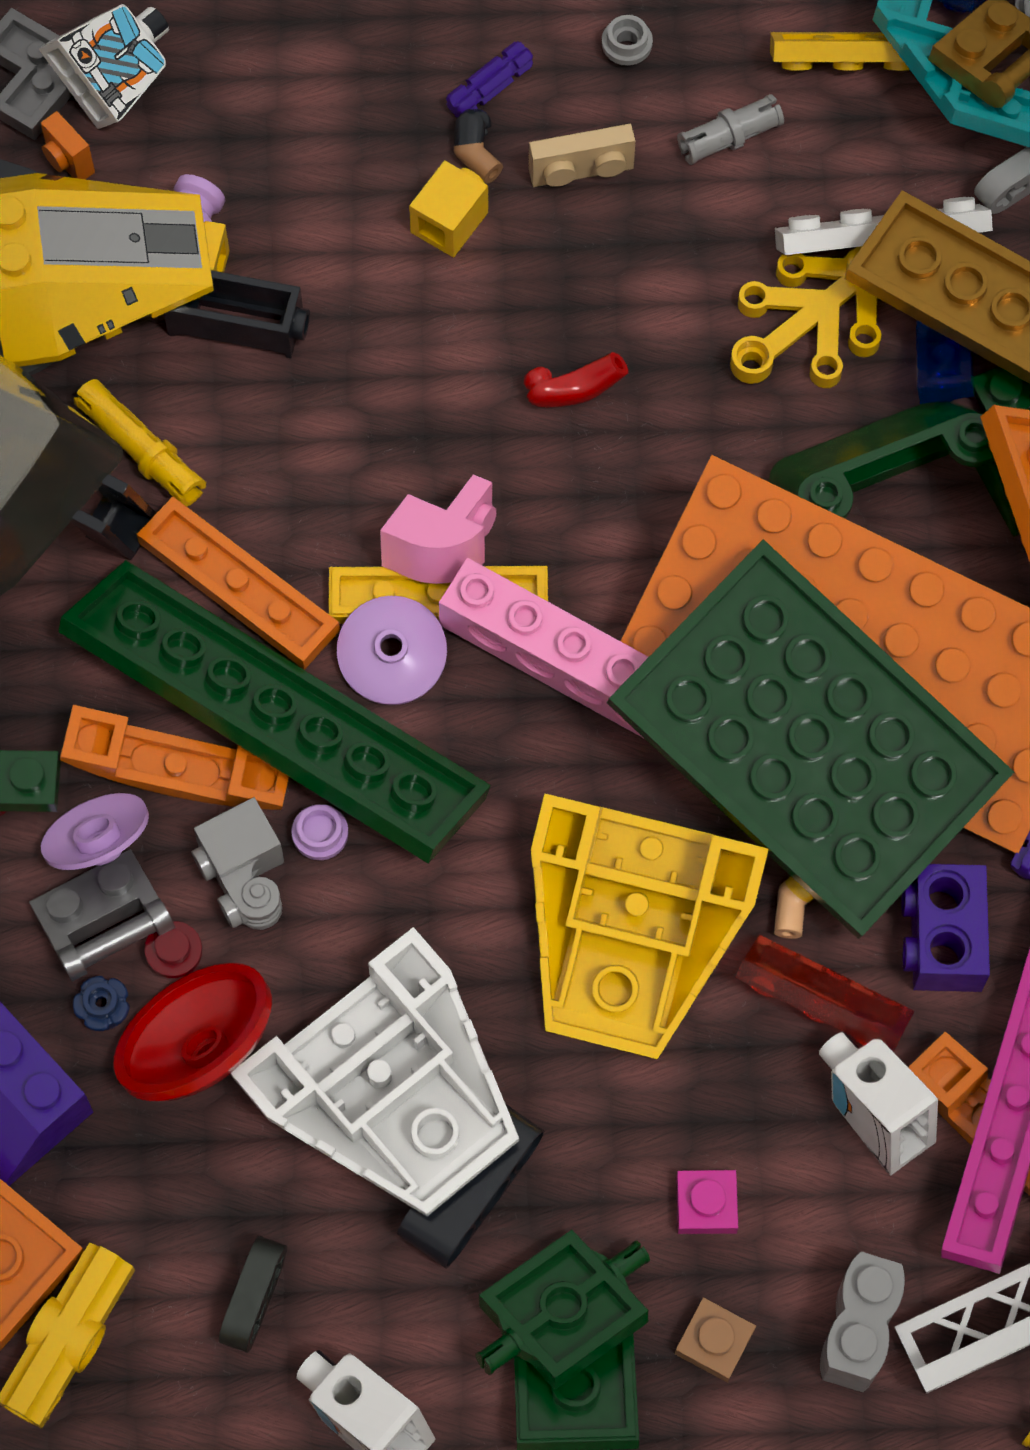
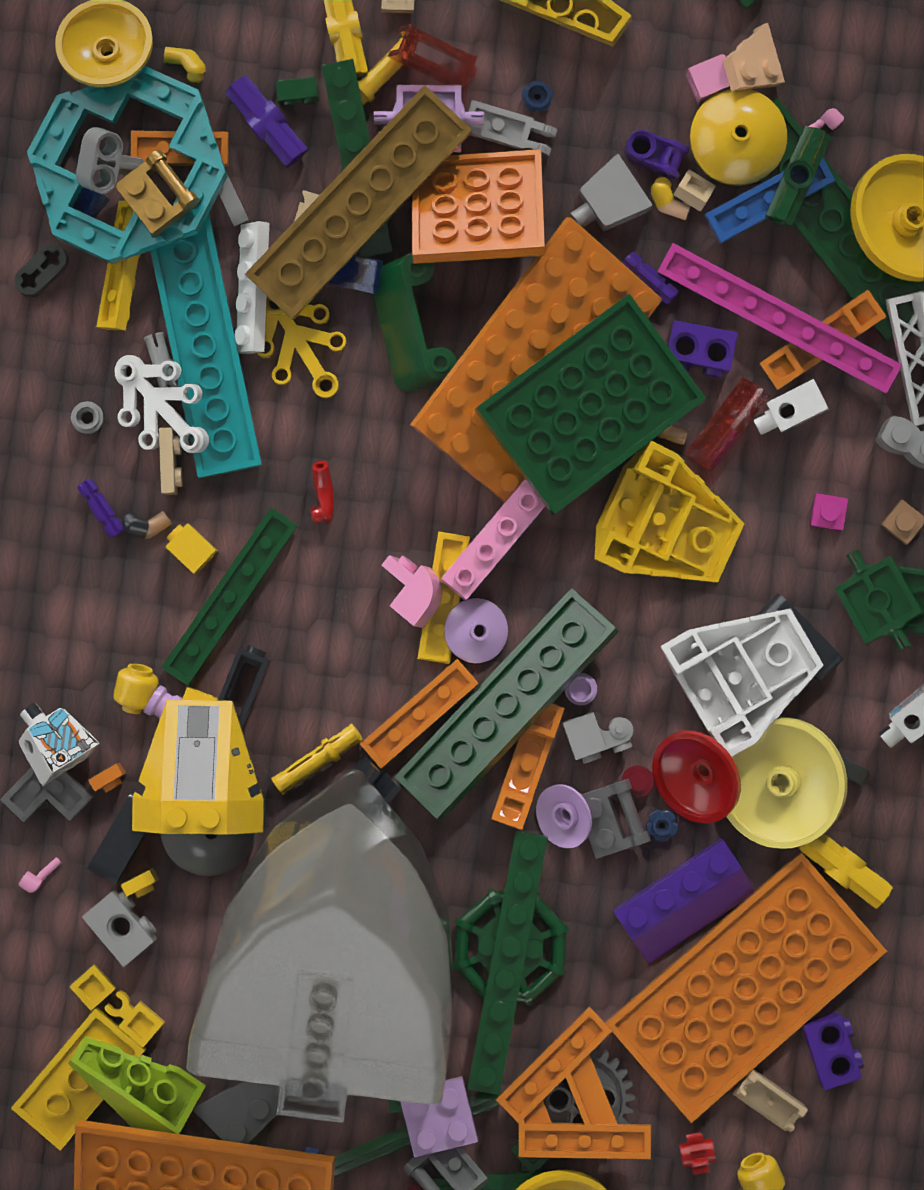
camera: 80 degrees left, 20 degrees up
(200, 1193) = (789, 785): none -> light yellow dish
(217, 158) = (135, 687): none -> yellow head
(384, 275) = (229, 596): none -> dark green plate
(706, 88) = (156, 402): none -> white plant
(765, 178) = (207, 351): none -> teal plate

